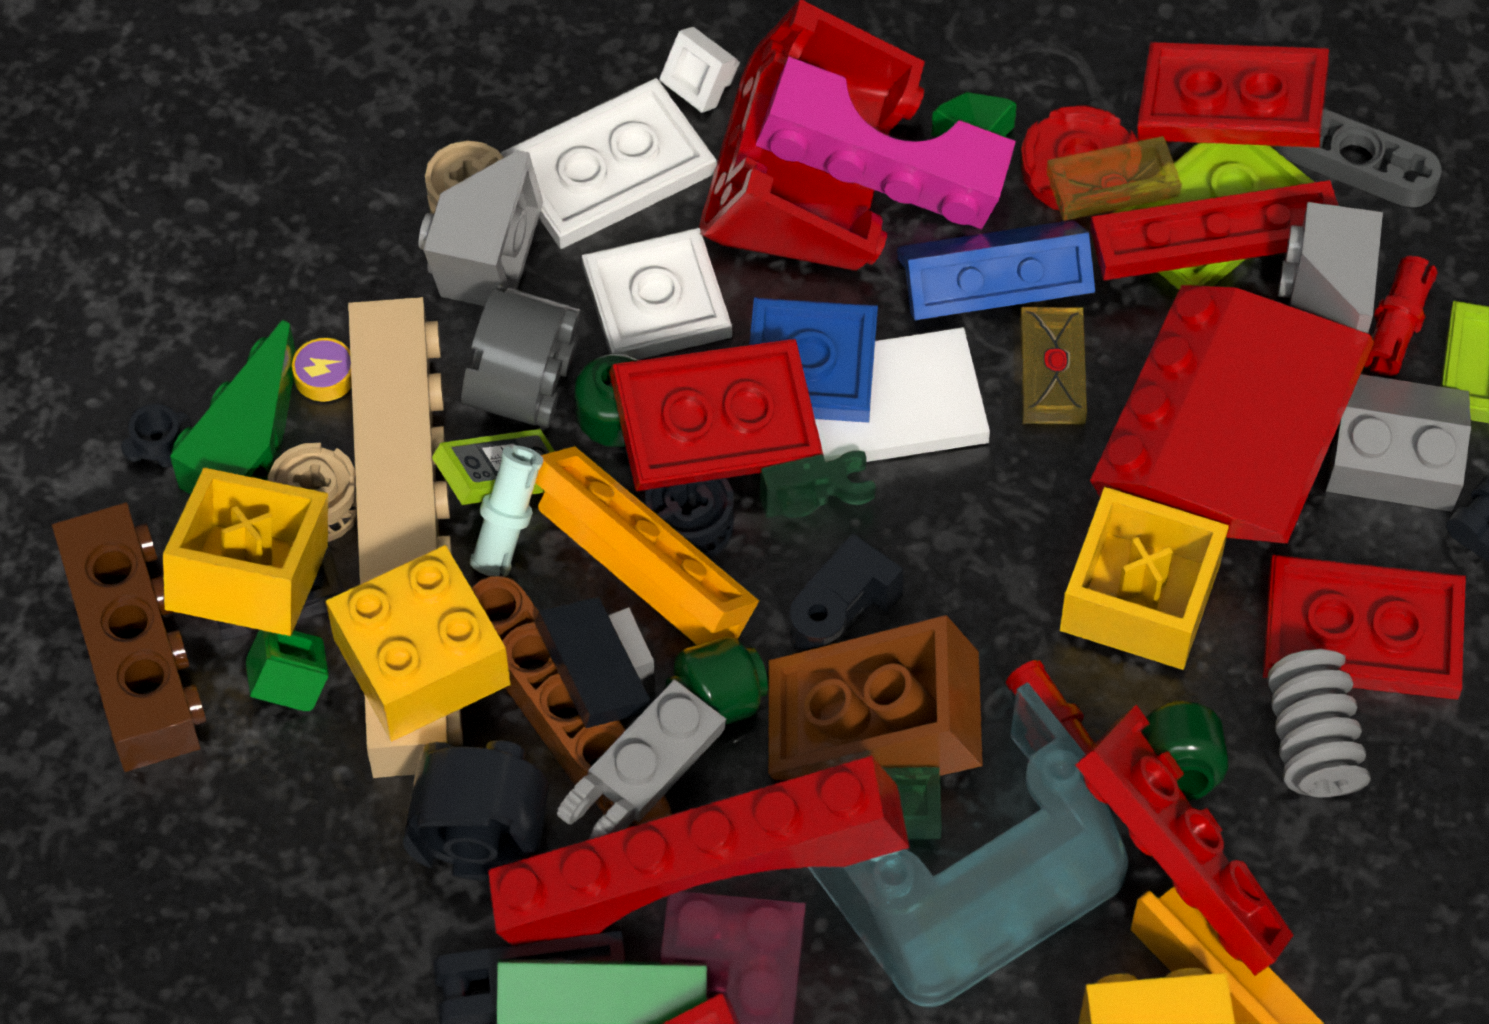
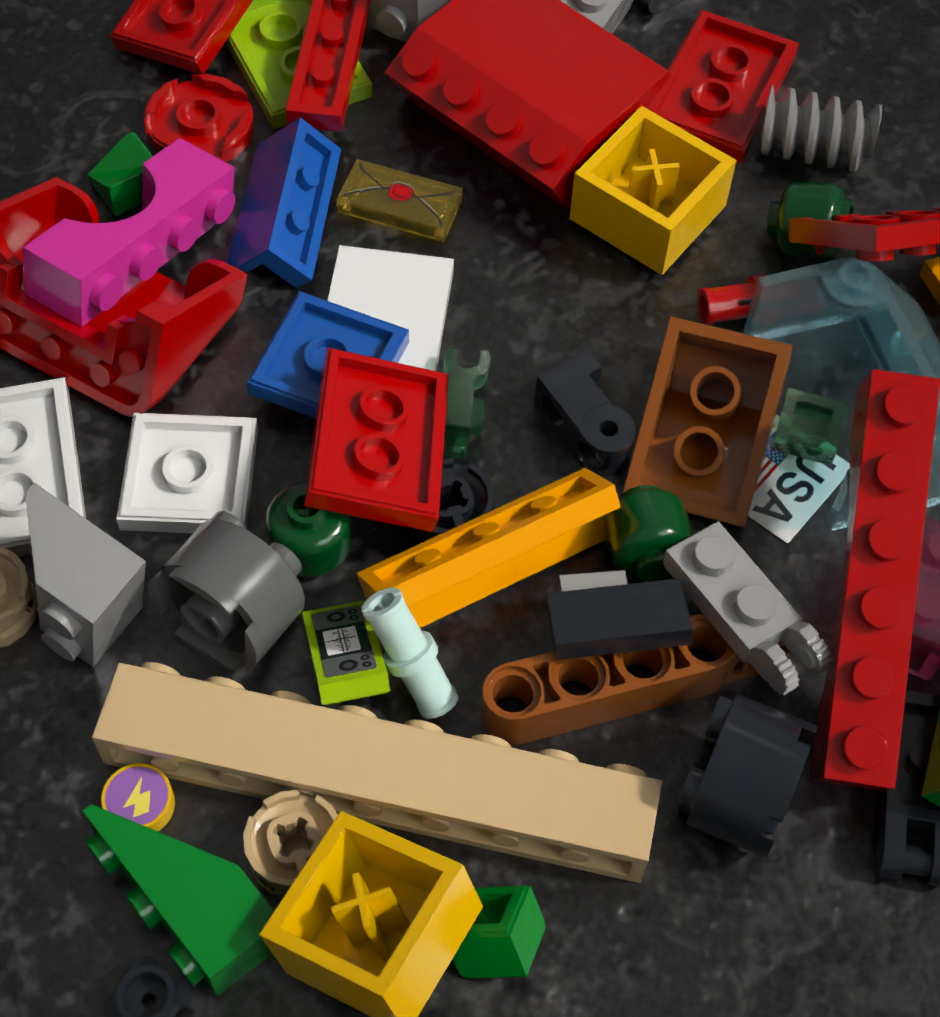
camera: 75 degrees left, 0 degrees up
(418, 642) = (566, 764): yellow brick -> none
(1113, 178) = (240, 95): clear yellow tile -> none

